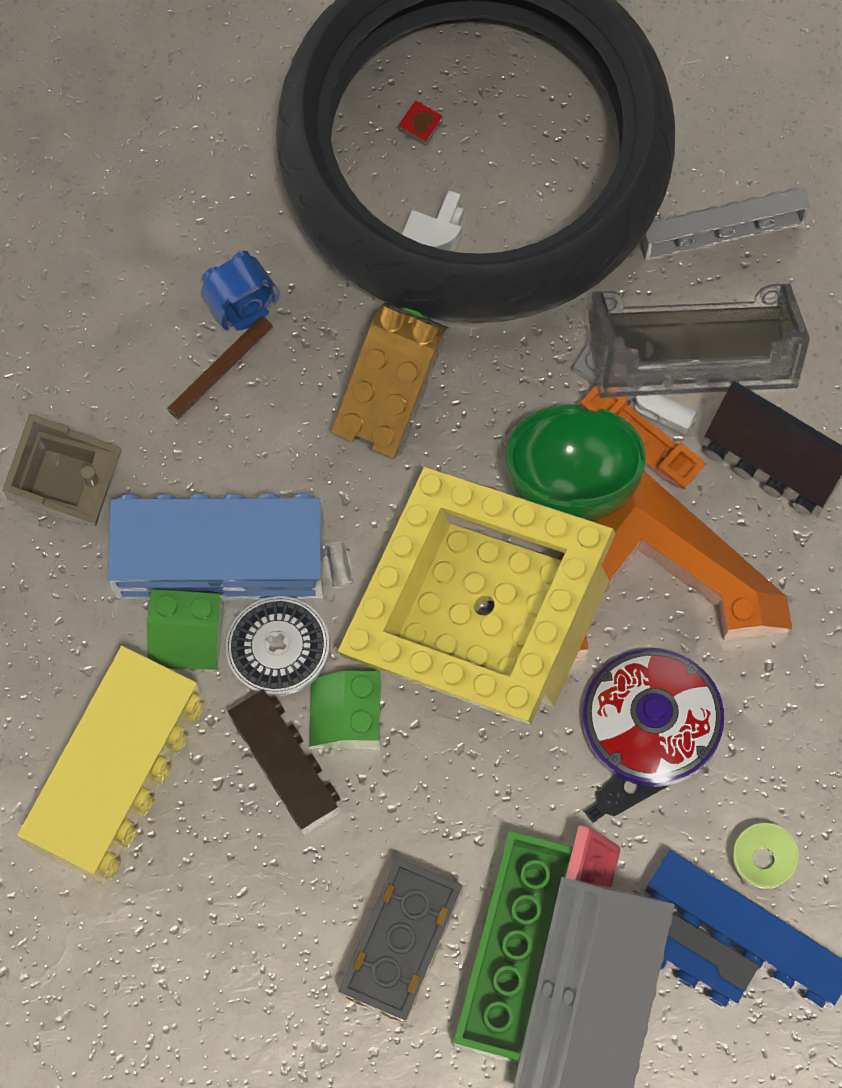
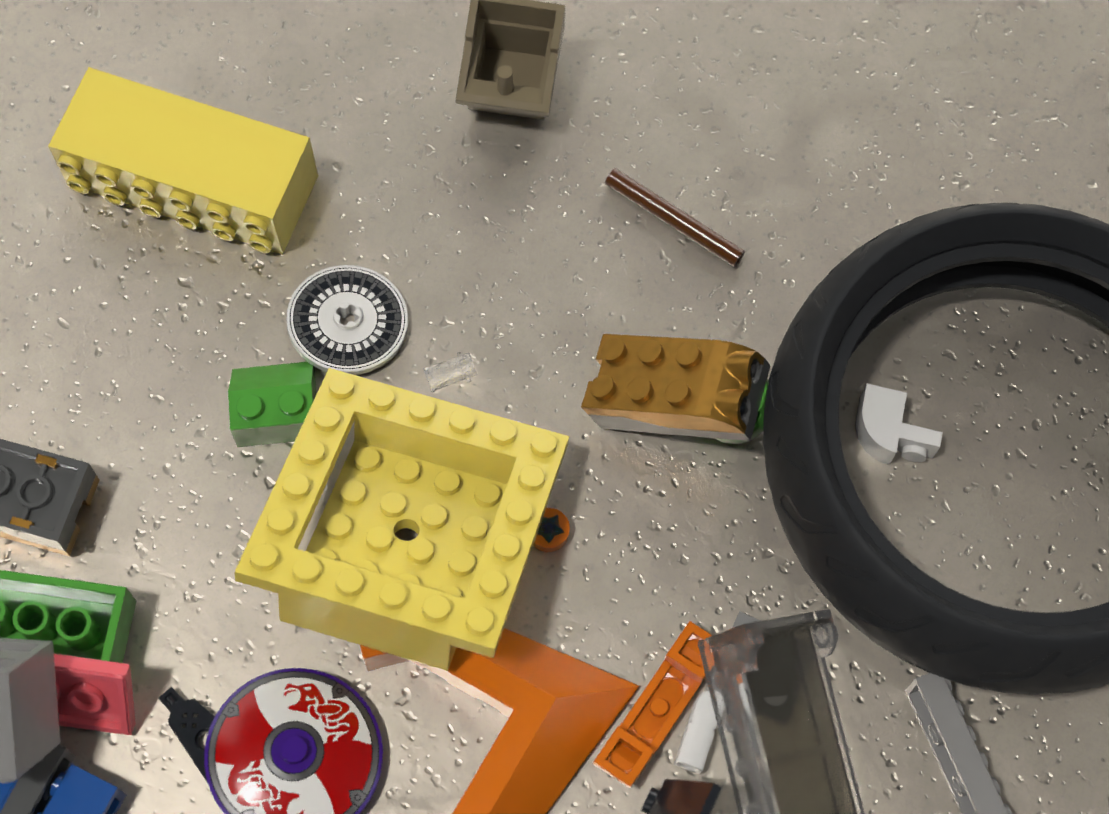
camera: 80 degrees right, 5 degrees down
(185, 629) = (354, 219): bright green slope -> none
(217, 546) = (450, 233): medium blue brick -> none
(239, 291) = (764, 215): blue brick -> none
(284, 762) = (207, 341): dark brown brick -> none
(420, 123) = (1030, 397): tile -> none
(576, 460) = (598, 612): green piece -> none

